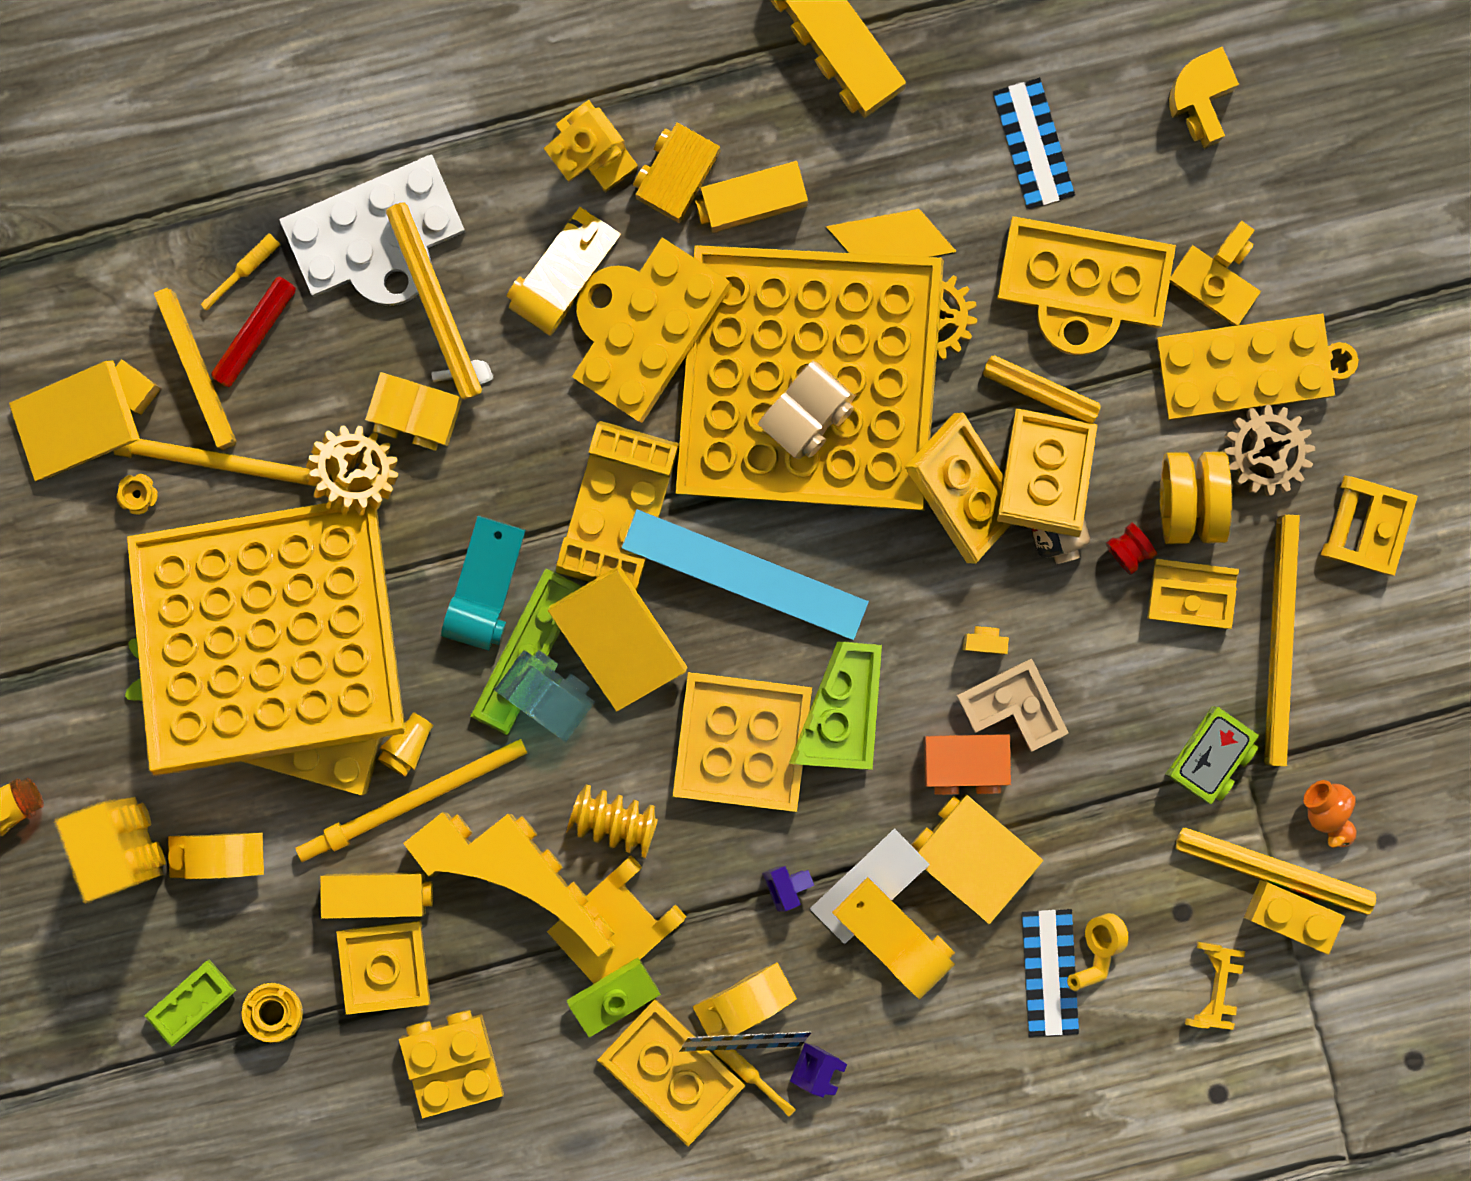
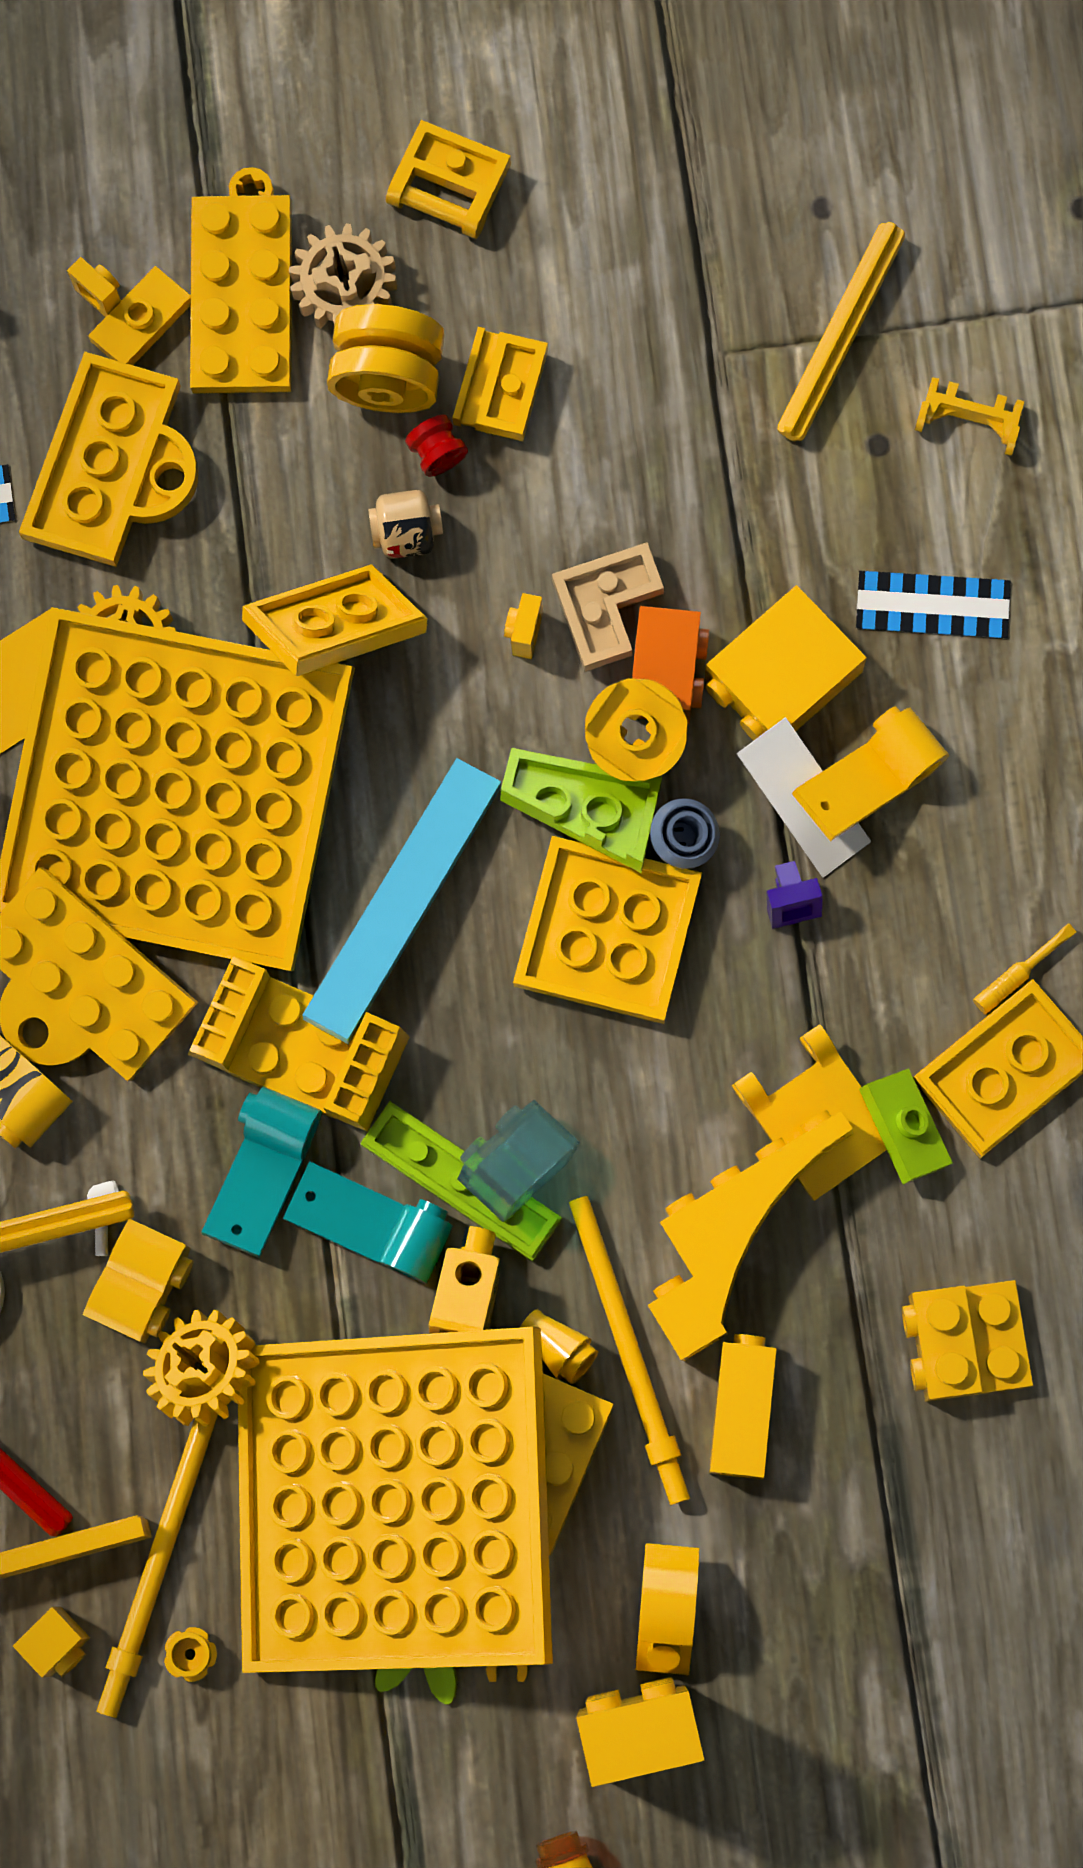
camera: 75 degrees left, 10 degrees down
(74, 420) = (82, 1720): yellow tile -> none
(190, 1003) = (854, 1668): lime plate -> none
(258, 999) = (871, 1535): yellow wheel -> none
(383, 967) = (836, 1410): yellow plate -> none
(418, 665) = (463, 1306): none -> yellow torso
(514, 493) = (264, 1170): none -> teal door
(613, 820) = (683, 1095): yellow piece -> none
(617, 638) = (459, 1061): yellow tile -> none
(744, 1041) = (978, 967): sticker -> none
(745, 1002) = (932, 963): yellow brick -> none
(807, 411) = (211, 787): tan brick -> none
(815, 1070) = (1022, 889): dark purple tile -> none
(830, 804) = (697, 832): none -> sand blue cone
(880, 752) = (665, 723): none -> yellow plate
(1041, 389) = (231, 527): yellow axle -> none
(1047, 472) = (331, 526): yellow tile -> none
(1105, 938) = (910, 536): yellow plate -> none
(1213, 756) = (695, 382): brick -> none
(1281, 640) = (569, 289): yellow tile -> none
(1294, 916) = (897, 313): yellow brick -> none
(1329, 812) = (777, 258): orange animal -> none

